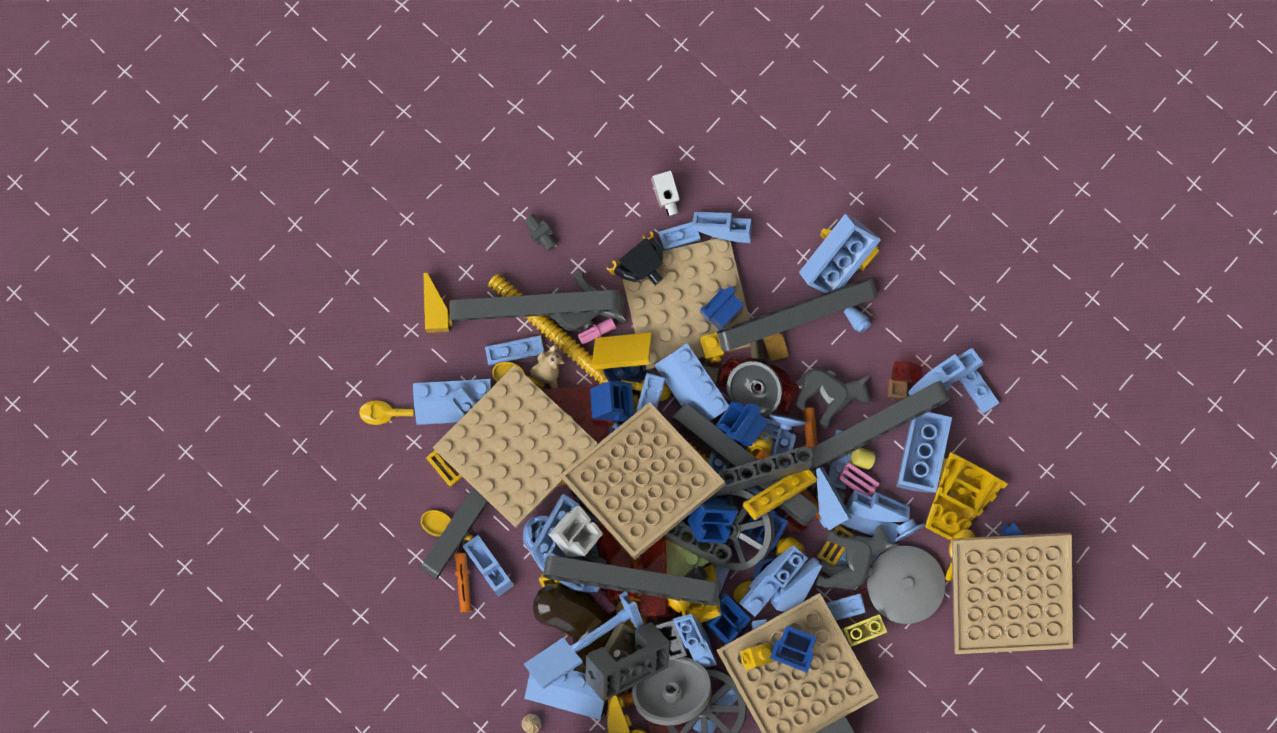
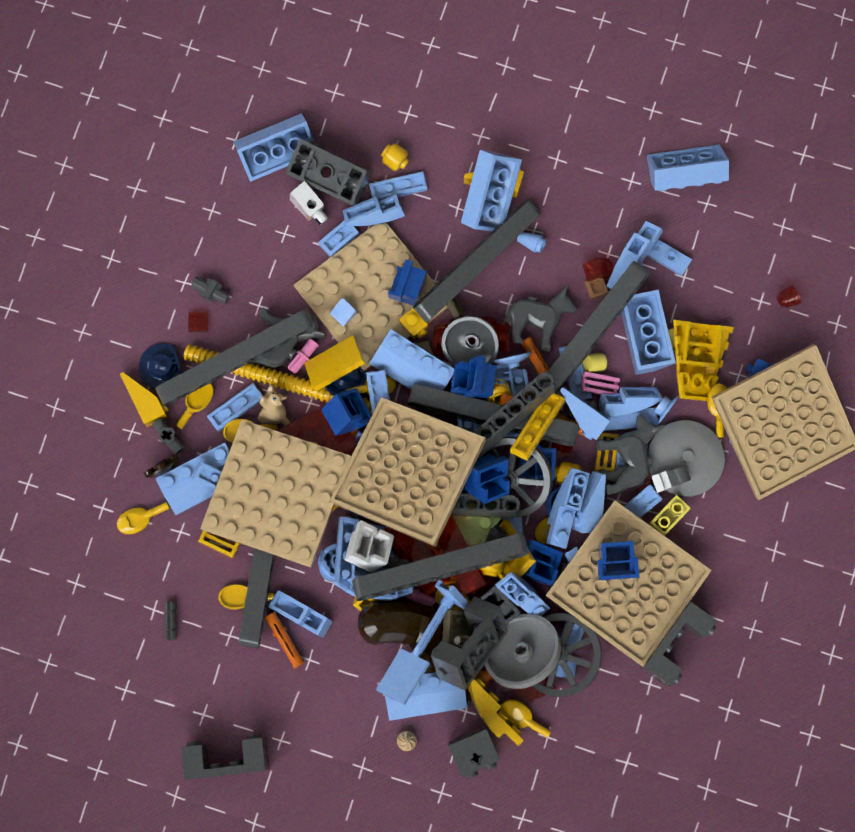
camera: 25 degrees left, 0 degrees up
(336, 655) = (197, 764): none -> dark grey plate
(369, 518) = (170, 620): none -> dark grey axle
(424, 375) = (162, 467): none -> dark brown dish
(443, 359) = (162, 429): none -> dark grey axle
(463, 280) = (159, 364): none -> dark blue hat
(480, 330) = (196, 402): none -> yellow piece
(516, 256) = (198, 322): none -> clear red tile
(641, 262) = (314, 276): black torso -> none
(651, 307) = (343, 312): none -> light blue slope
(660, 125) = (271, 147): none -> light blue slope
(711, 186) = (346, 180): none -> dark grey plate
(756, 656) = (585, 584): yellow bracket -> none
(757, 212) = (400, 185): none -> light blue tile
(766, 183) = (395, 157): none -> yellow head
(776, 346) = (471, 298): pearl gold bracket -> none
(881, 596) = (670, 478): none -> leg
(1036, 314) = (688, 167): none -> light blue slope
(1073, 479) = (788, 297): none -> clear red hat

